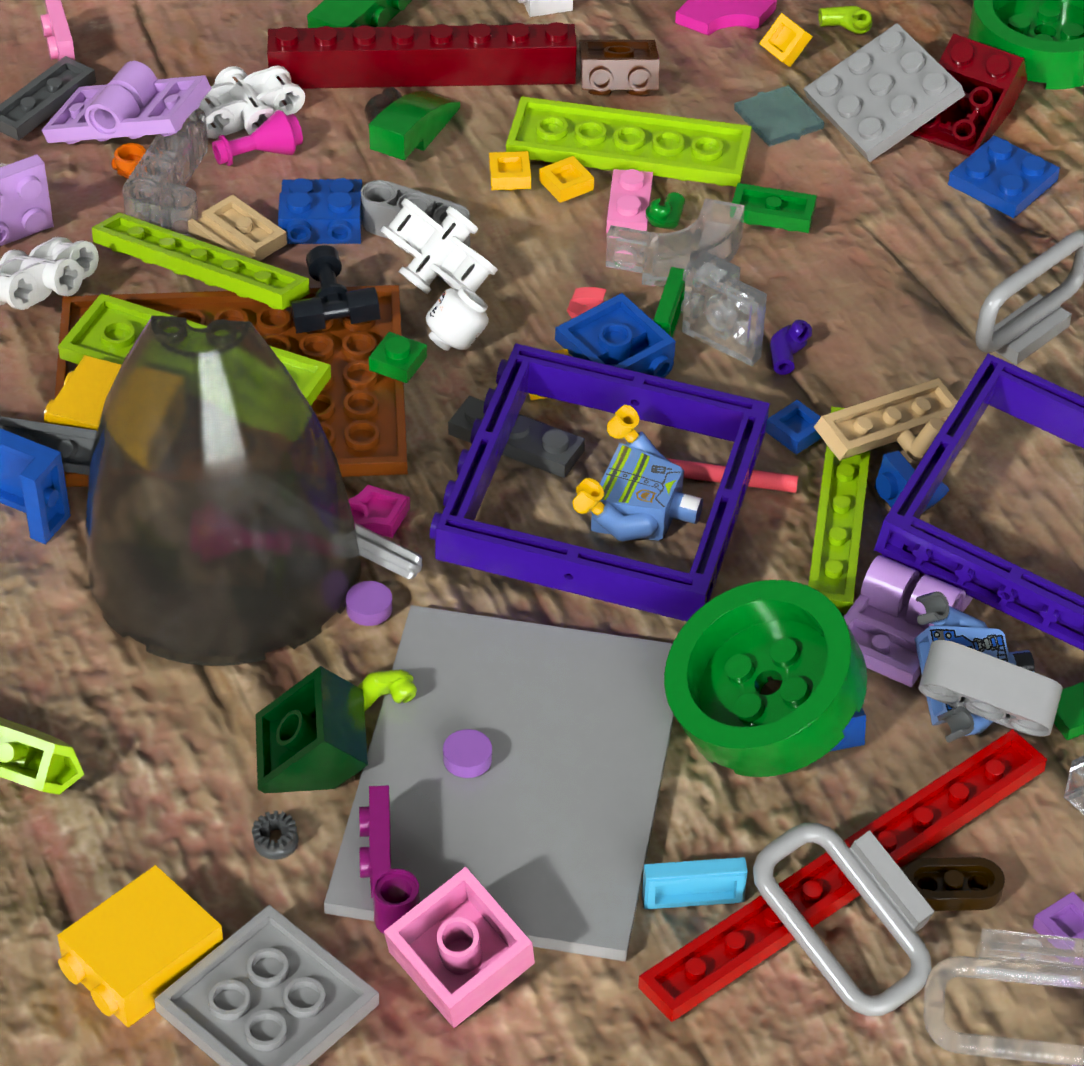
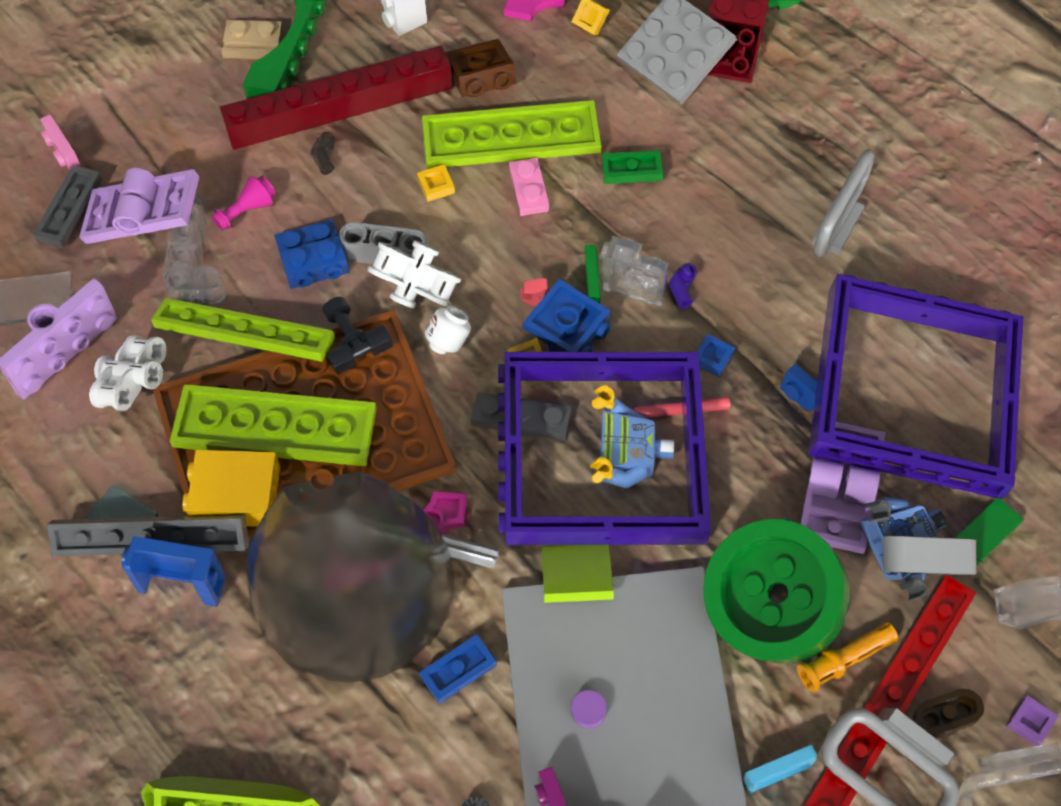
camera: 15 degrees left, 15 degrees up
(127, 158) = (153, 241): orange plate -> none
(238, 229) = (258, 291): tan plate -> none
(249, 100) = (225, 168): white axle -> none
(311, 735) = (473, 726): dark green slope -> none
(343, 660) = (457, 669): none -> blue plate
(369, 603) = (470, 593): medium lavender tile -> none
(392, 682) = (504, 669): lime arm -> none
(398, 357) = (418, 377): green plate -> none
(410, 123) = (350, 158): green slope -> none
(514, 609) = (577, 573): none -> lime tile
(566, 179) = (478, 180): yellow plate -> none
(653, 254) = (585, 226): clear arch -> none
(668, 214) = (559, 191): green arm -> none
(779, 115) = (605, 81): clear light blue piece -> none
(818, 790) = (835, 662): none -> light orange pin
(839, 527) = (768, 419): lime plate -> none
(889, 419) = (781, 338): tan plate -> none
(1004, 176) = (778, 95): blue plate -> none

